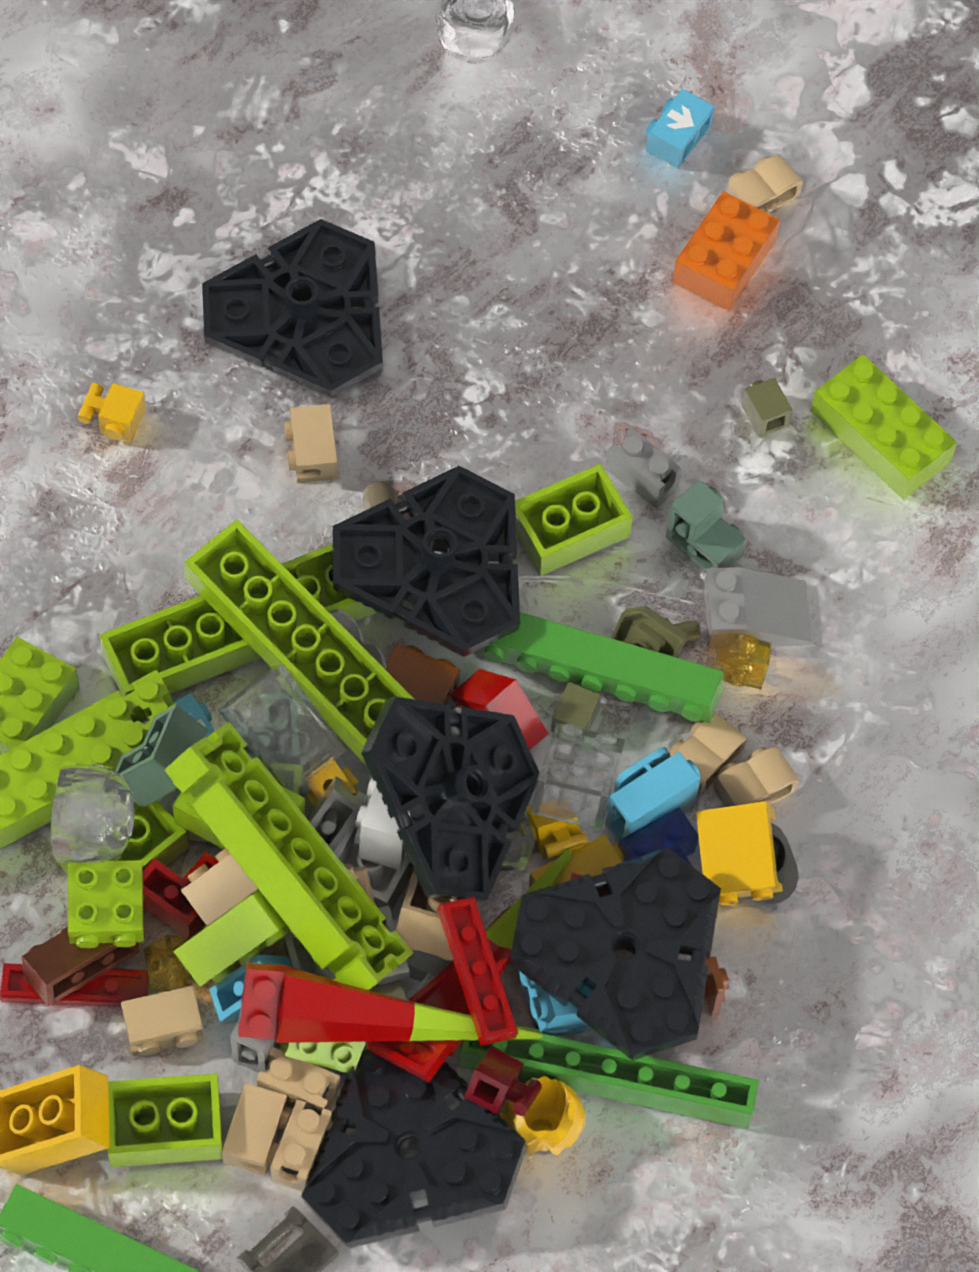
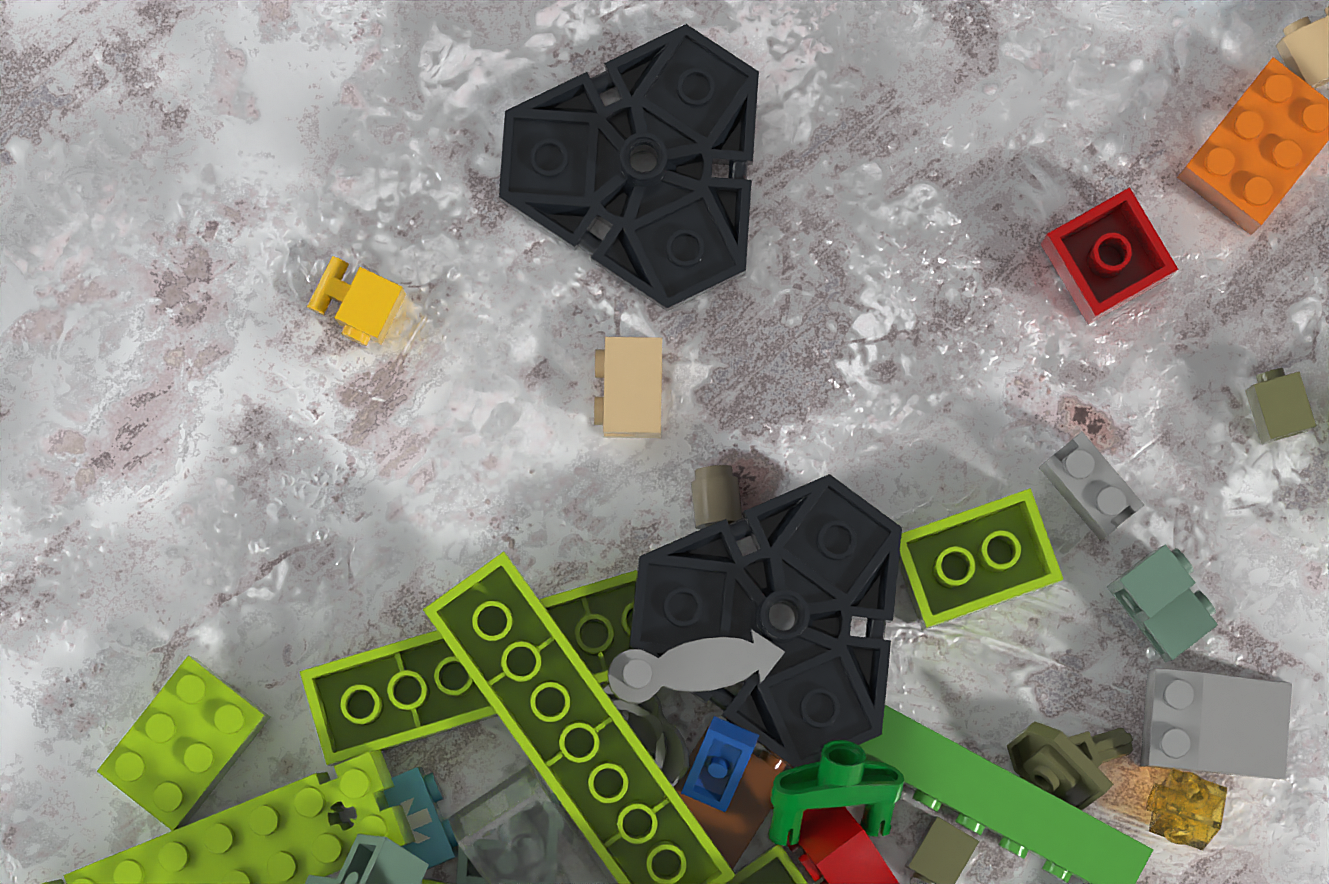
camera: 10 degrees right, 20 degrees up
(378, 589) = (691, 667): none -> light grey brick
(409, 653) = (719, 764): none -> blue slope
(492, 650) = (836, 781): none -> green connector
(632, 324) = (1109, 255): none -> red brick

